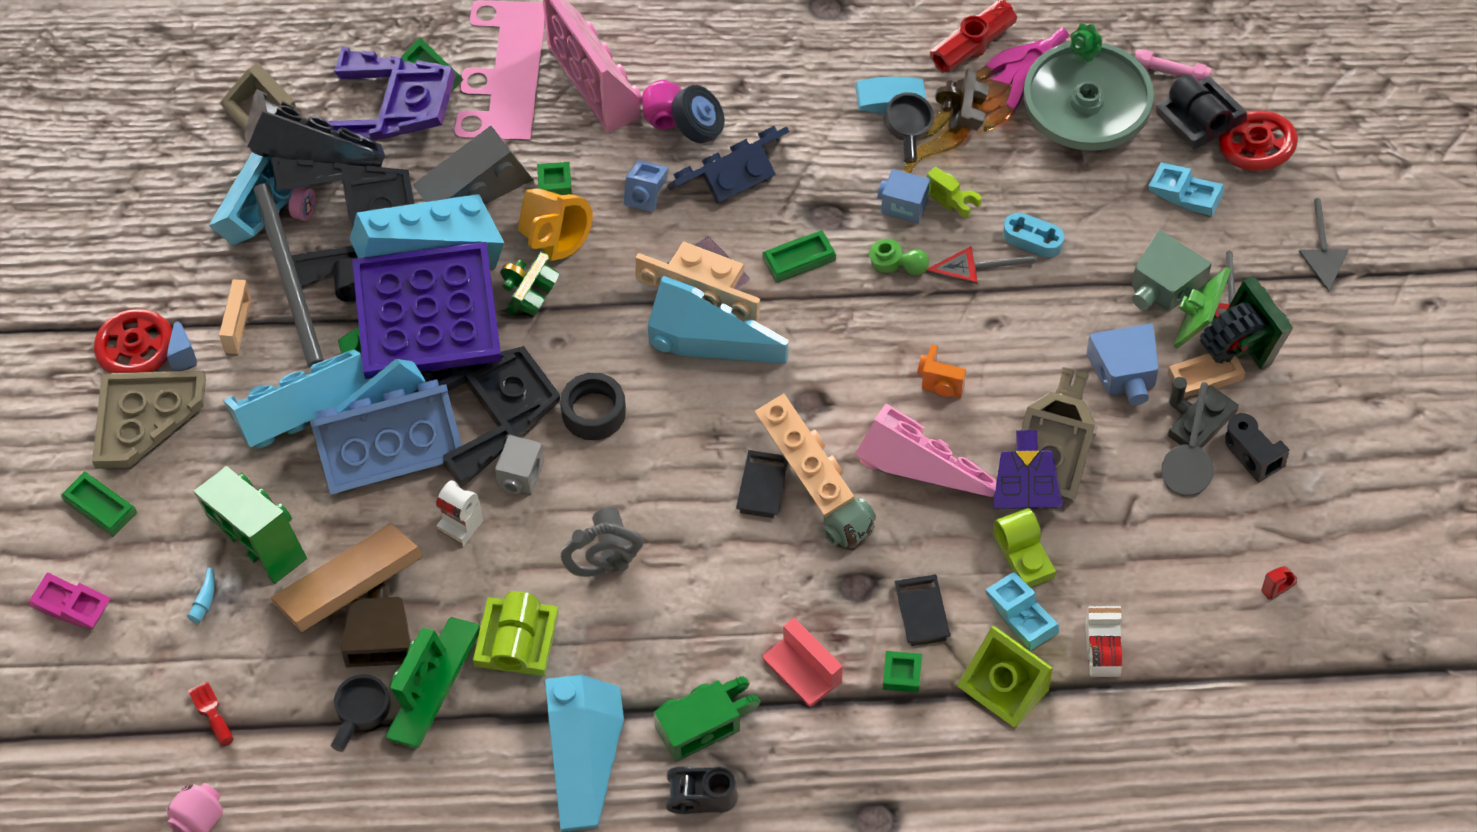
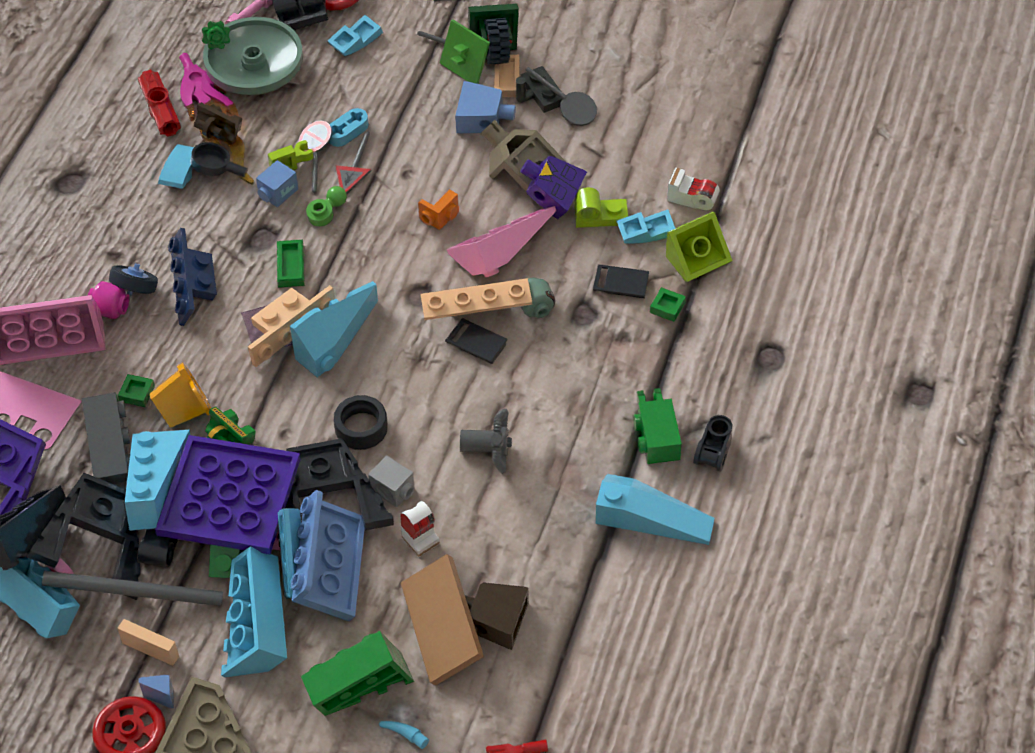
camera: 70 degrees left, 5 degrees down
(360, 705) = (555, 641): black piece -> none
(428, 677) = (556, 589): green bracket -> none
(516, 634) = (538, 524): lime plate -> none
(644, 184) = (176, 333): medium blue bracket -> none
(804, 664) = (636, 357): coral panel -> none
(993, 209) = (317, 136): none -> piece
(1167, 273) = (420, 66): sand green torso -> none
(1254, 448) = (578, 69): black leg -> none
(1278, 581) = (685, 91): red tile -> none

